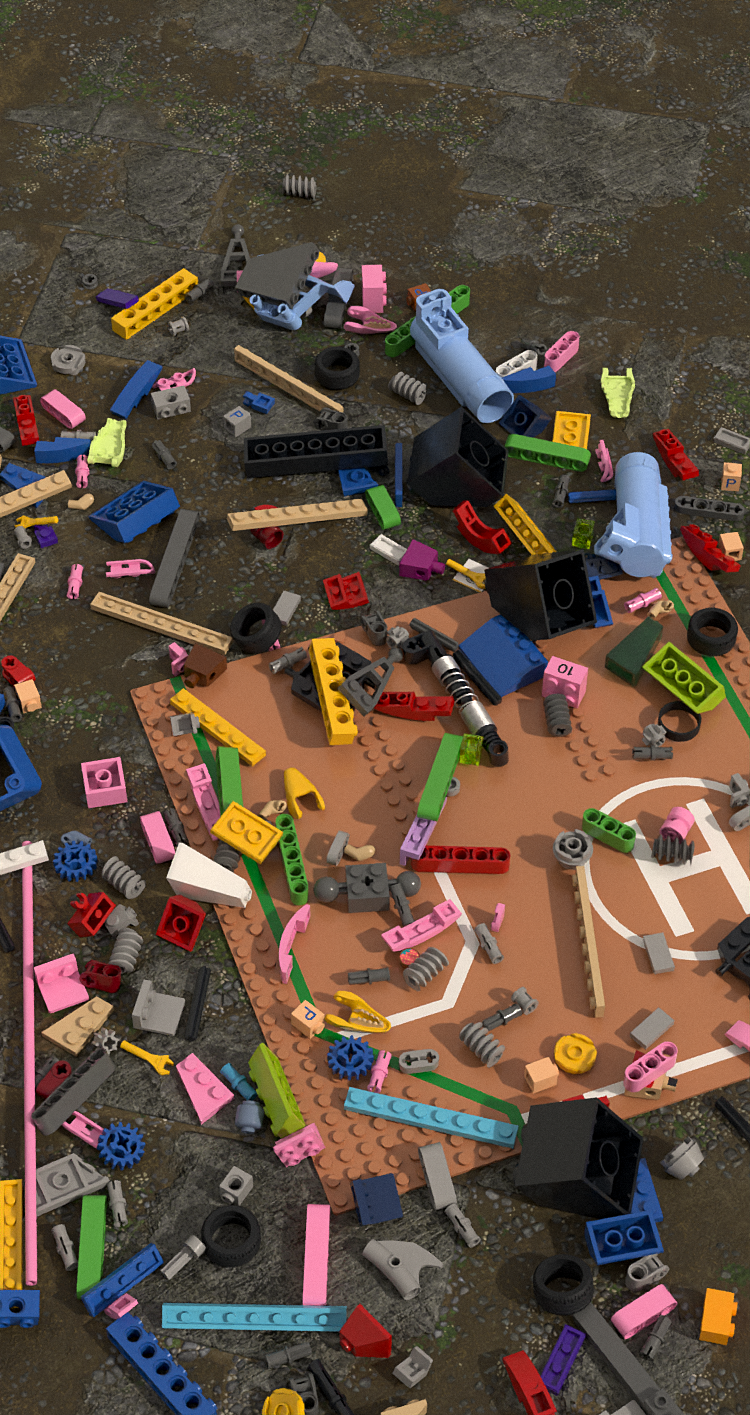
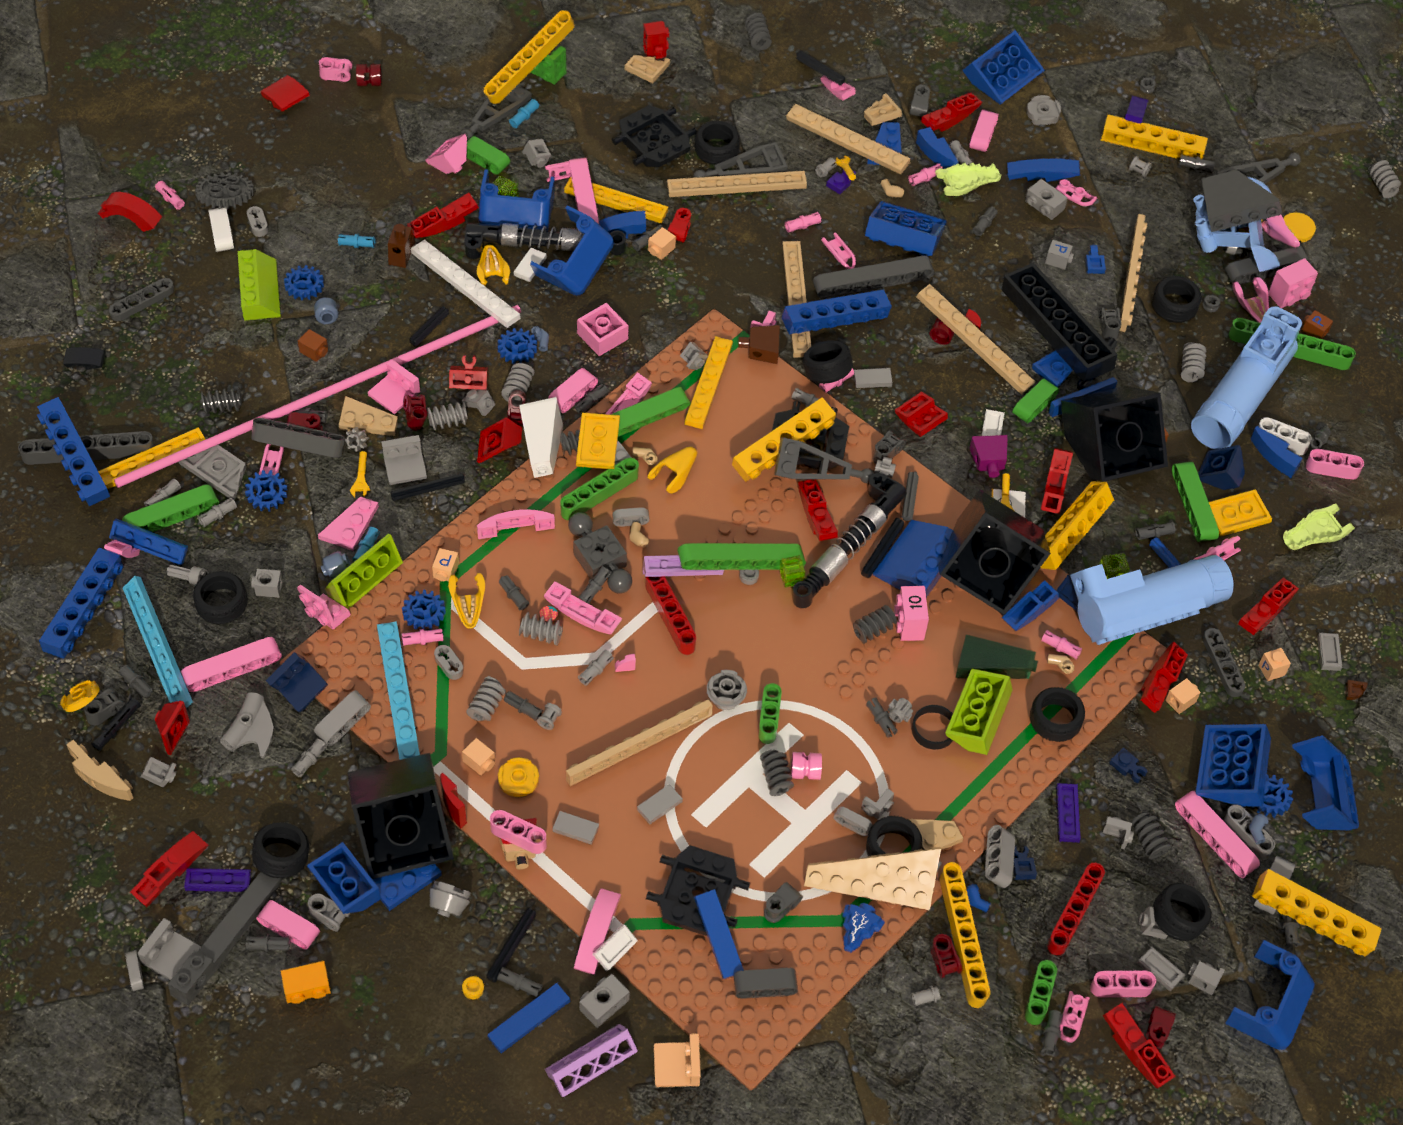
camera: 60 degrees right, 5 degrees up
(155, 889) = (514, 412): none -> dark red piece
(201, 599) = (836, 312): none -> blue brick

